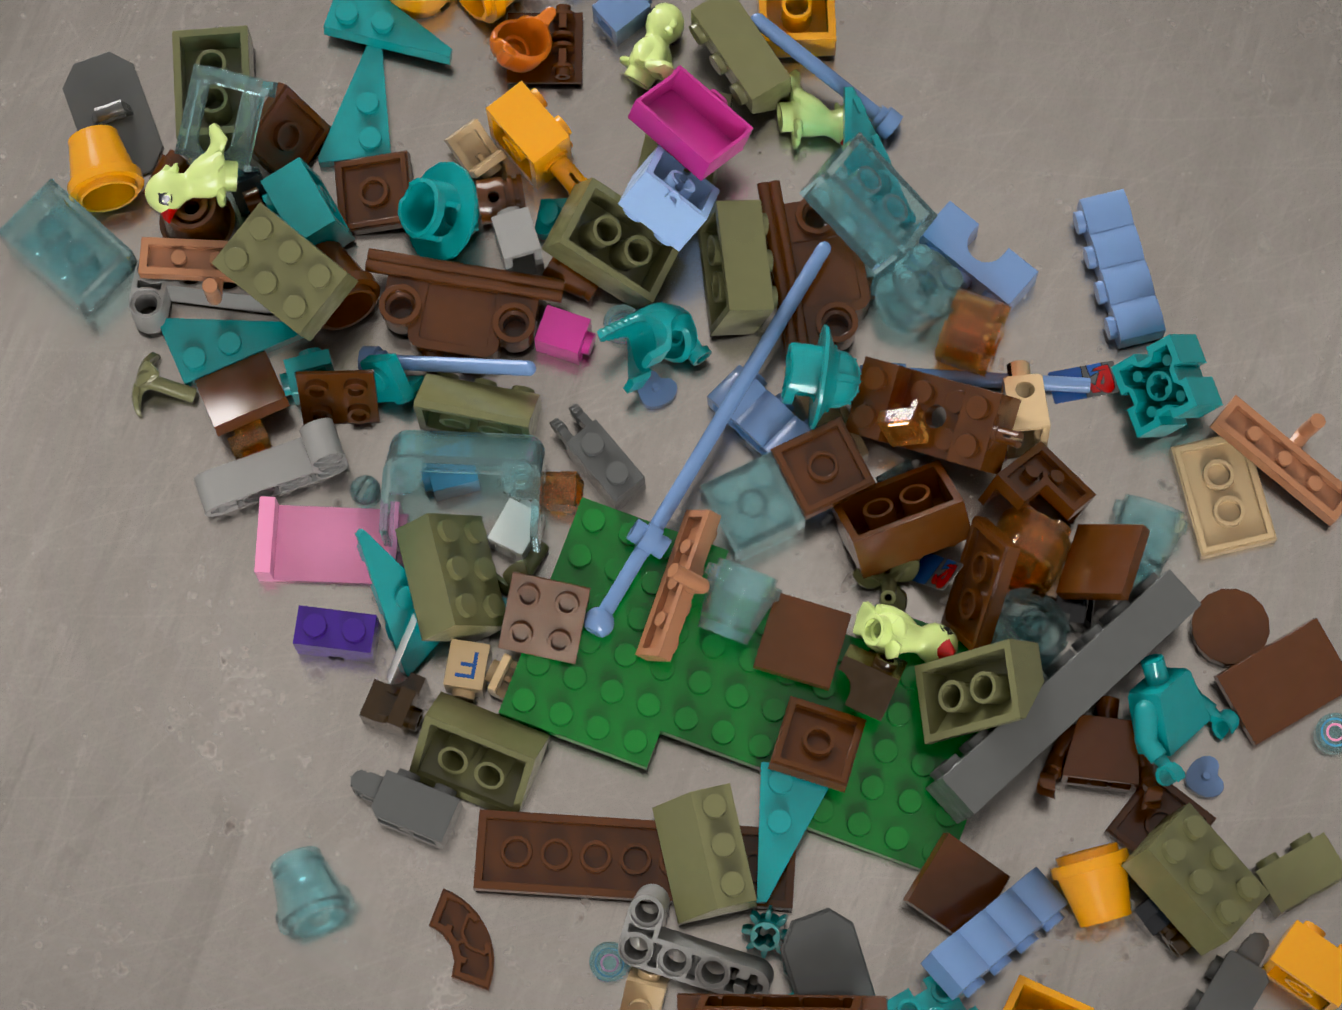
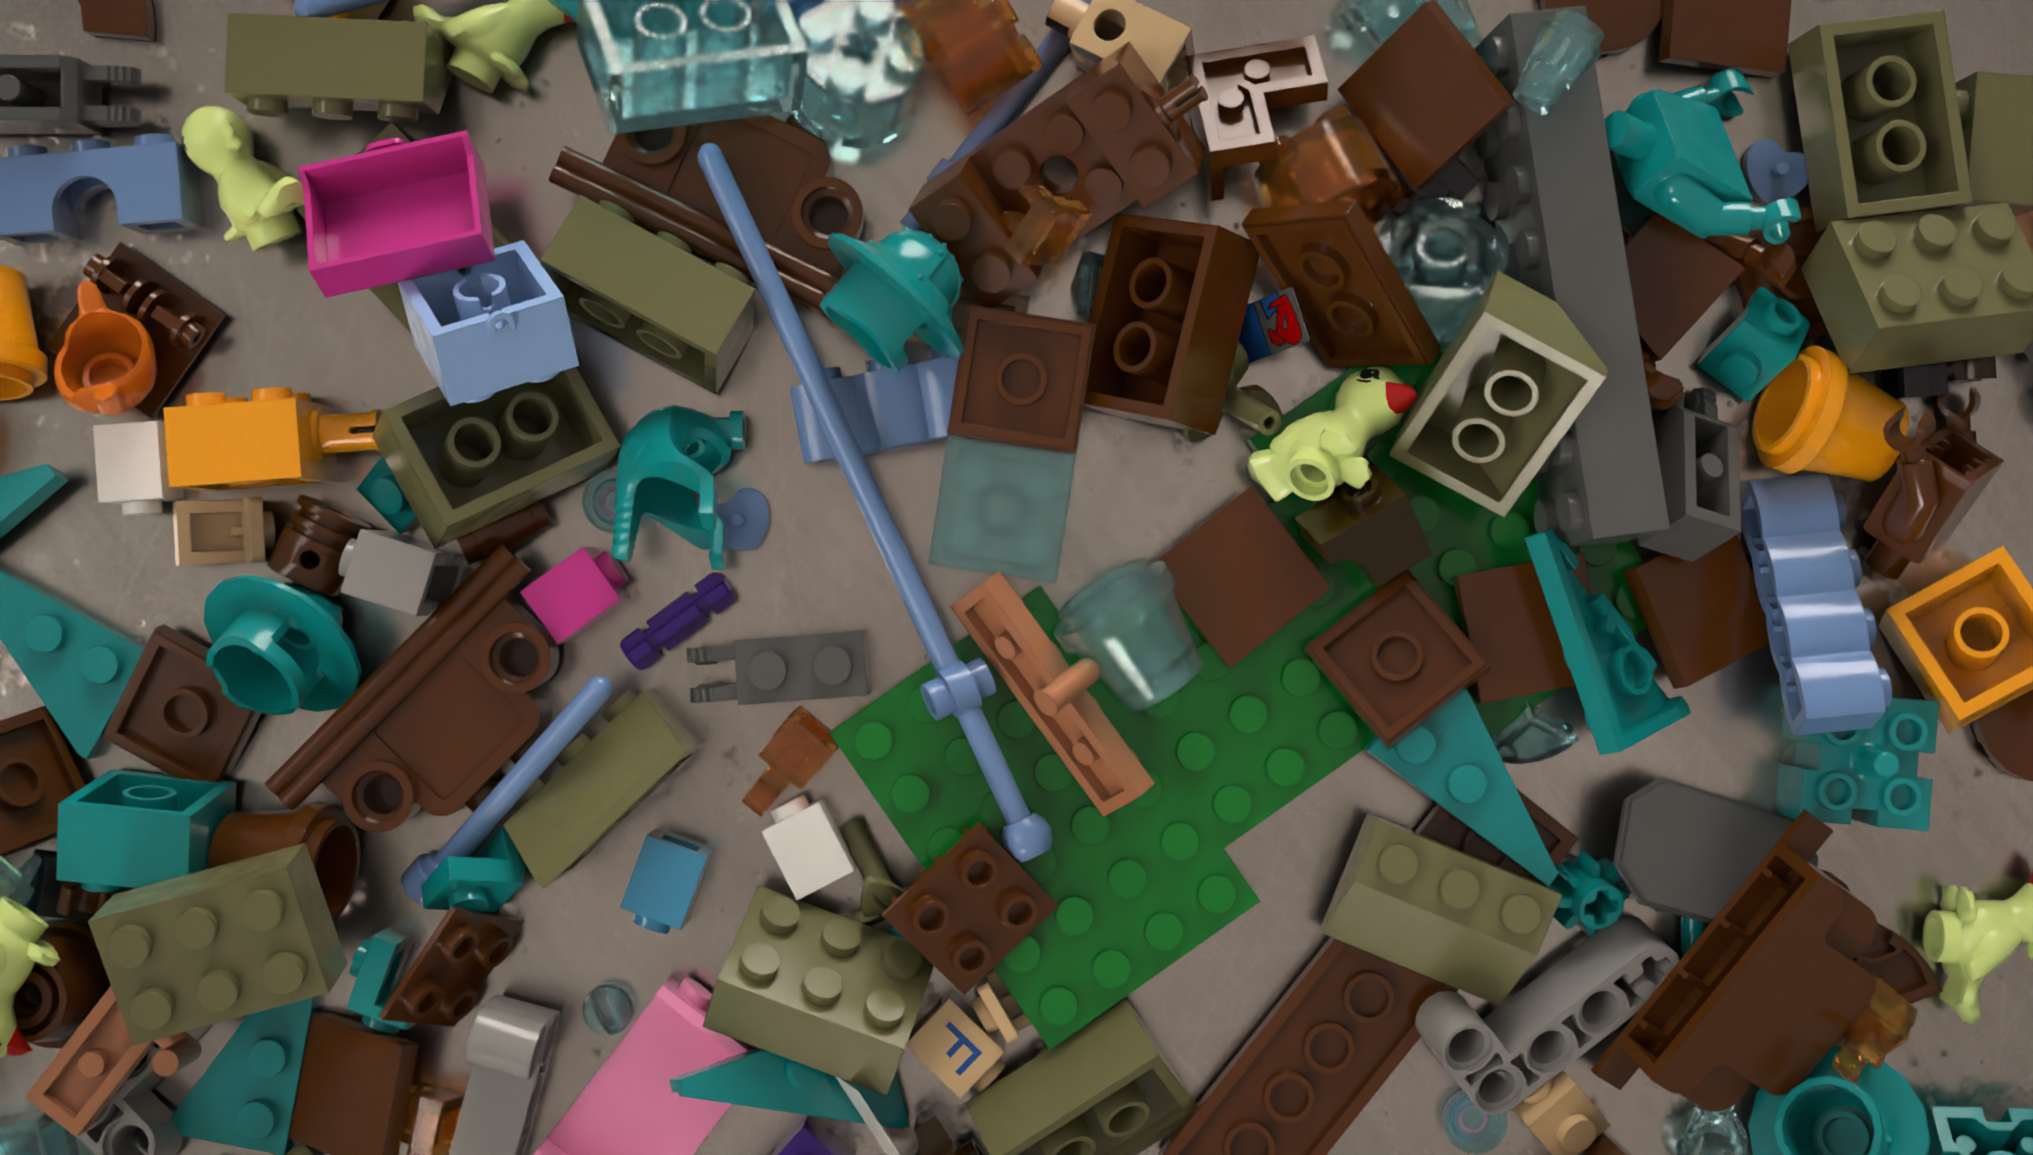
camera: 60 degrees left, 15 degrees up
(478, 90) = (133, 467): none -> white brick
(515, 457) = (711, 795): clear light blue windscreen -> none
(584, 393) = (677, 621): none -> dark purple axle
(827, 851) = (1534, 736): none -> clear light blue tile
(881, 803) = (1513, 630): none -> reddish brown tile
(888, 847) = (1602, 654): none -> teal wing
(1012, 827) = (1698, 477): none -> dark grey hinge
(1097, 953) = (1932, 488): none -> reddish brown torso
(1108, 823) = (1756, 345): none -> teal bracket
(1160, 602) = (1558, 58): none -> clear light blue cone
(1266, 799) = (1880, 117): none -> olive brick

